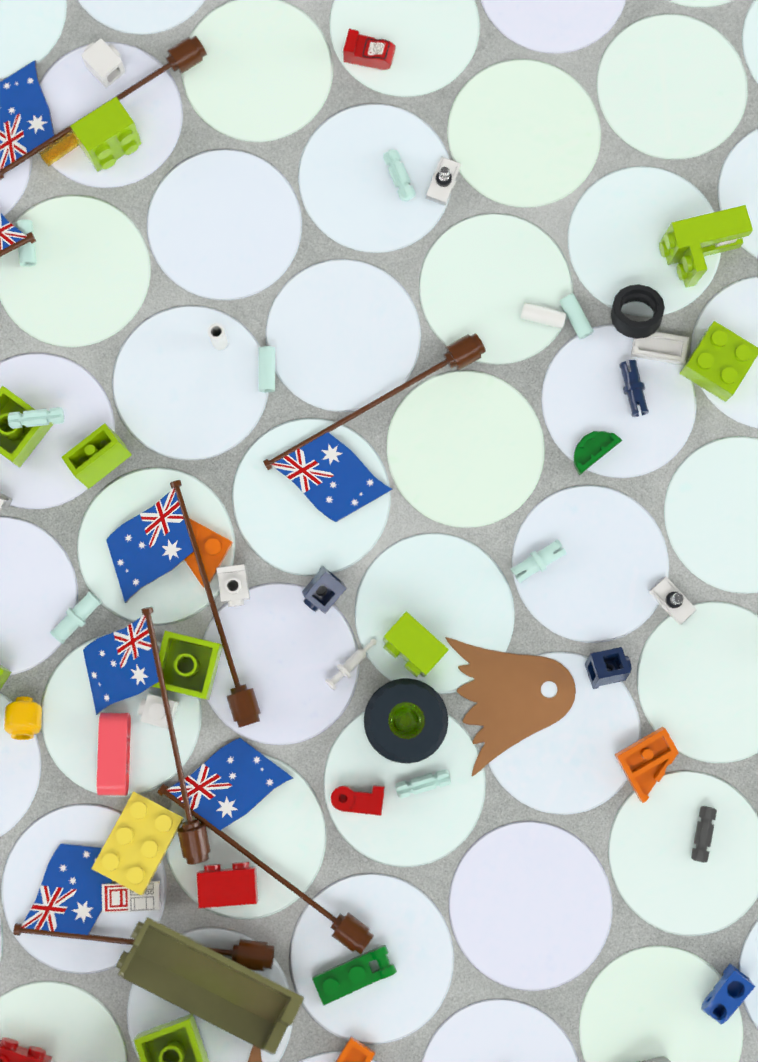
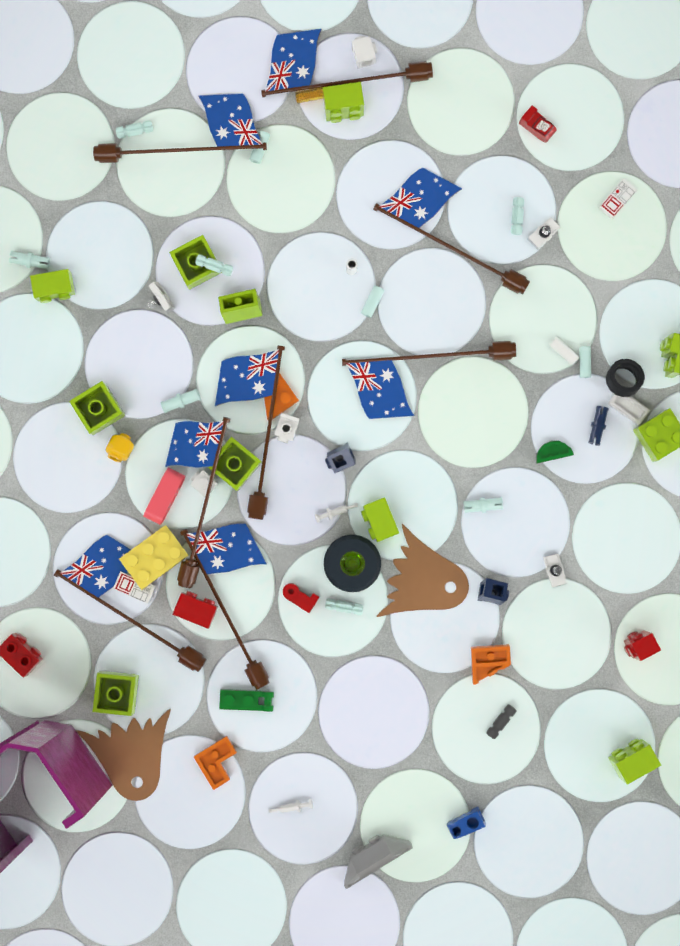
camera: 30 degrees right, 5 degrees up
(209, 985) = (156, 663): olive panel -> none
(267, 211) = (421, 200): none -> flag
(514, 95) = (617, 199): none -> white tile

